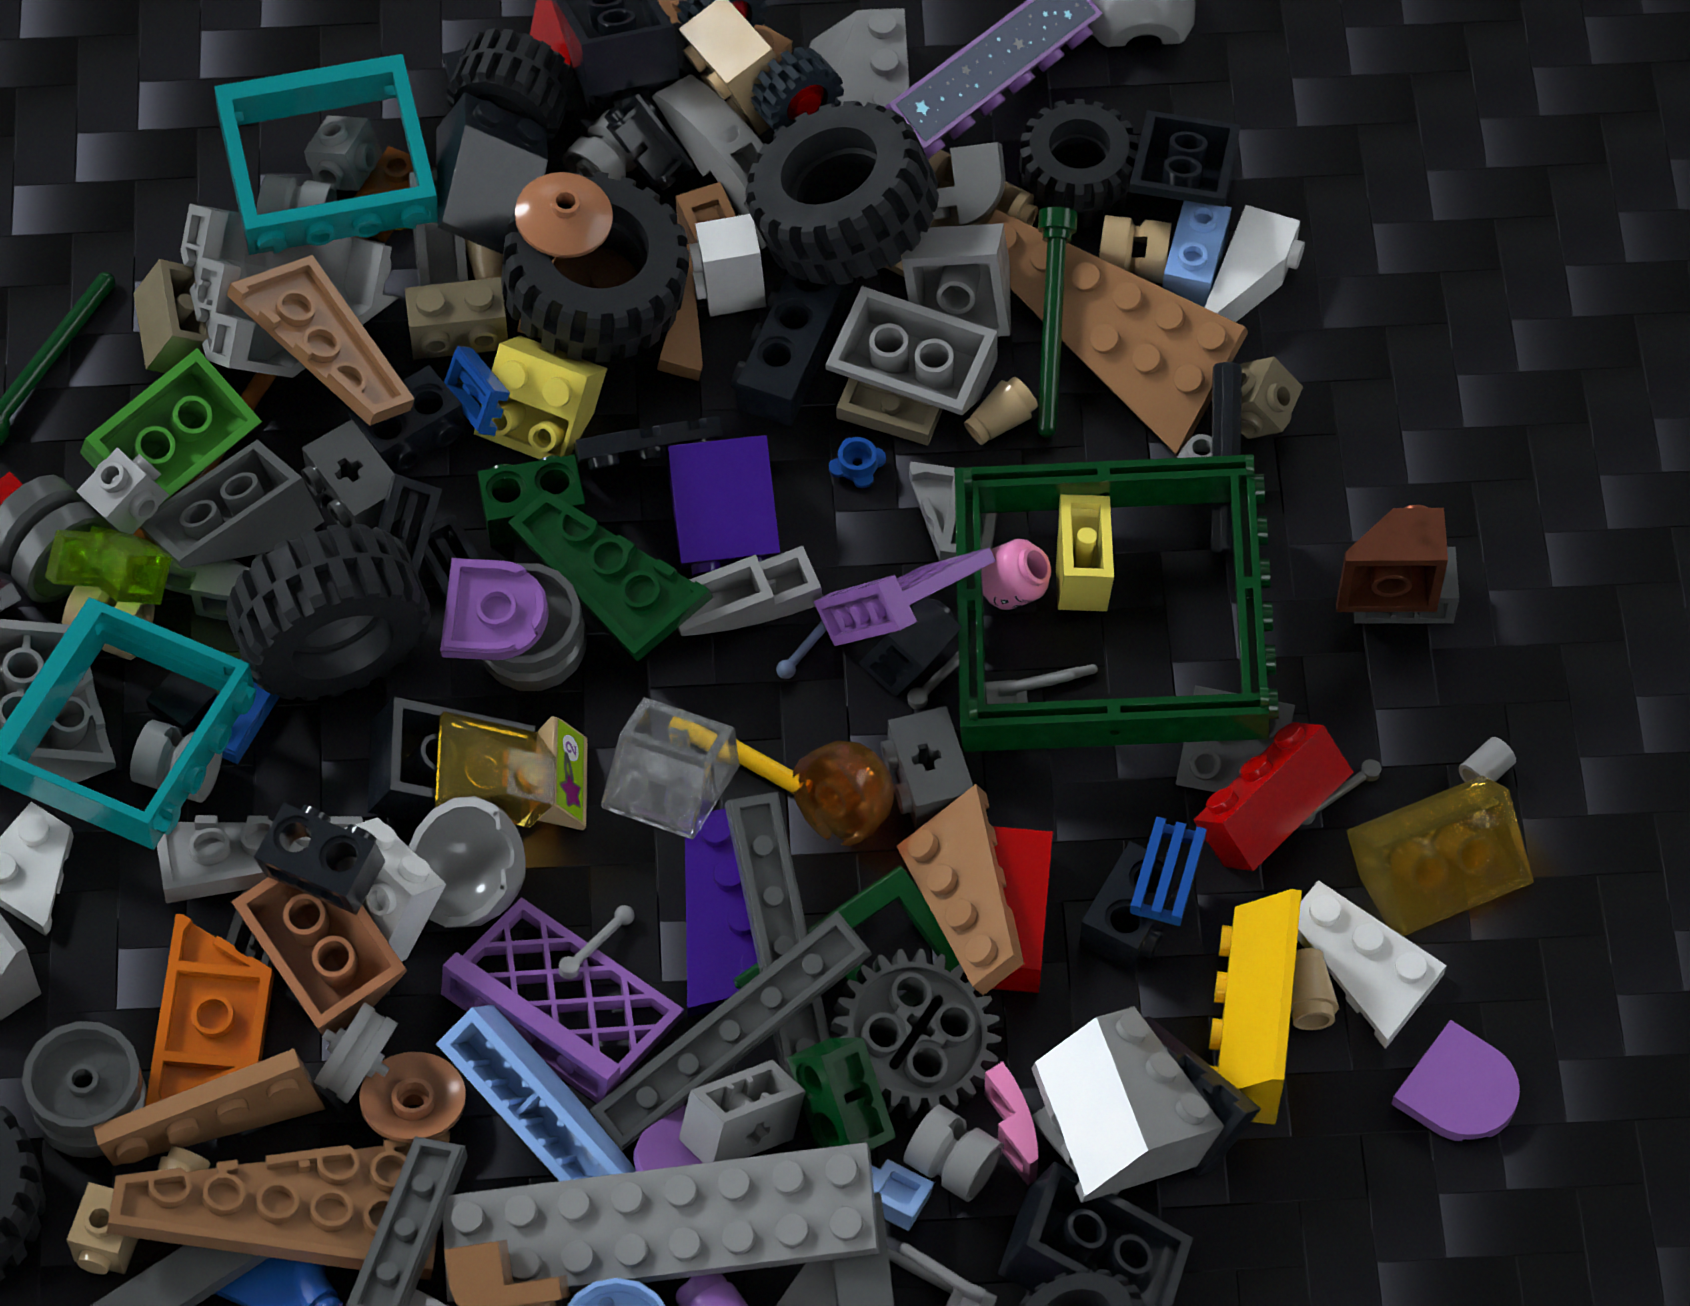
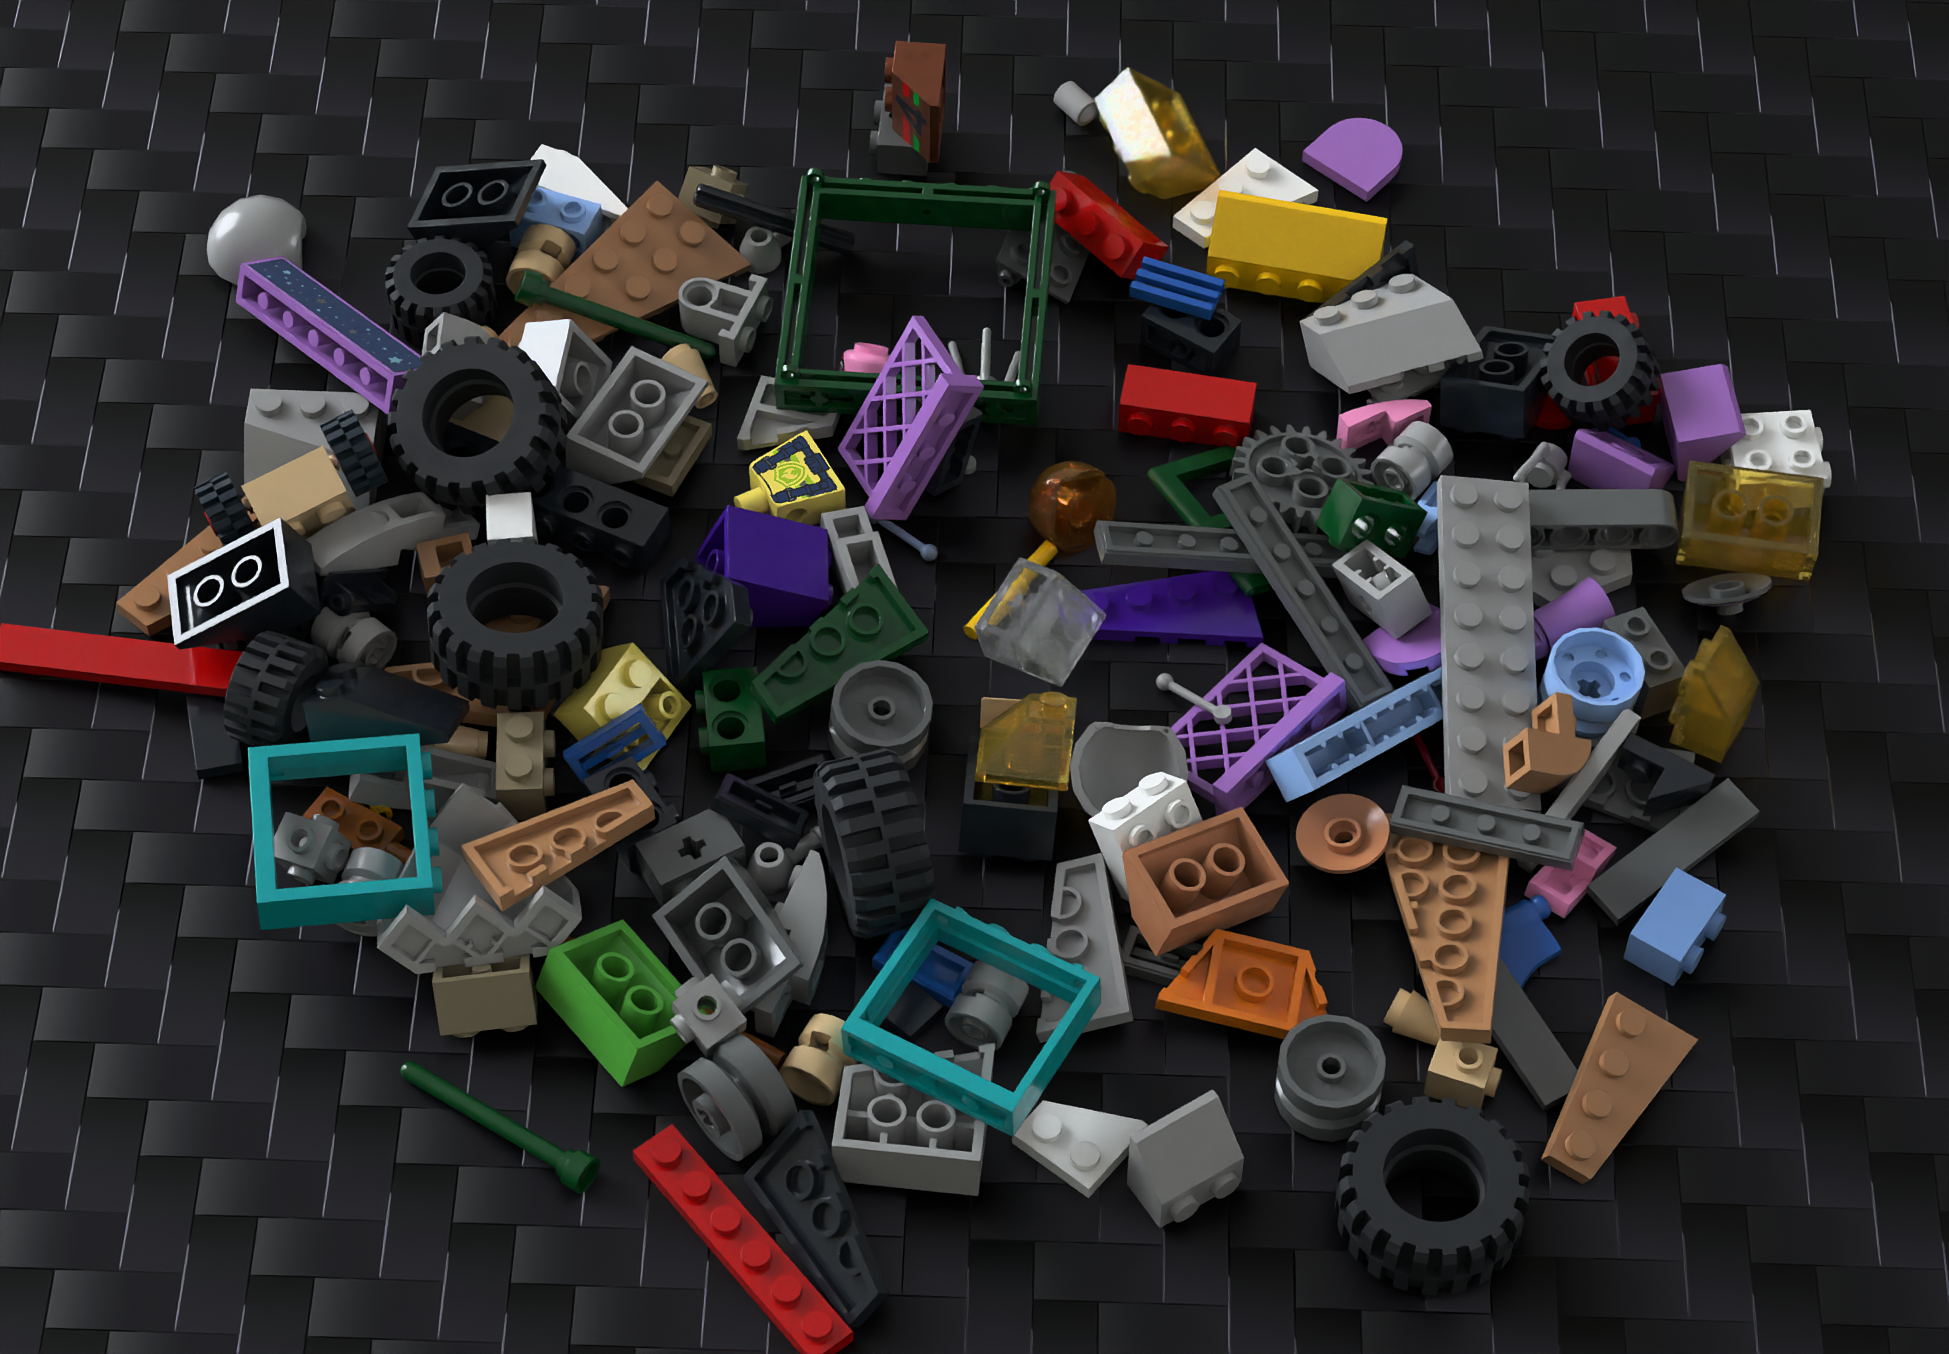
camera: 85 degrees left, 5 degrees down
(113, 561) = (787, 1023): clear neon green brick -> none
(225, 1106) = (1350, 946): medium nougat wing -> none
(313, 867) = (1158, 839): black brick -> none
(355, 1052) = (1307, 864): light grey wheel -> none
(492, 610) = (880, 716): medium lavender tile -> none
(560, 230) = (481, 615): nougat dish -> none
(853, 523) = (793, 483): none -> torso
(857, 450) = (723, 473): blue plate -> none
(921, 743) = (1038, 443): dark grey brick -> none
(964, 886) = (1177, 424): medium nougat wing -> none
(1084, 553) = (854, 317): light yellow slope -> none
(1089, 433) = (725, 313): none -> light grey pin

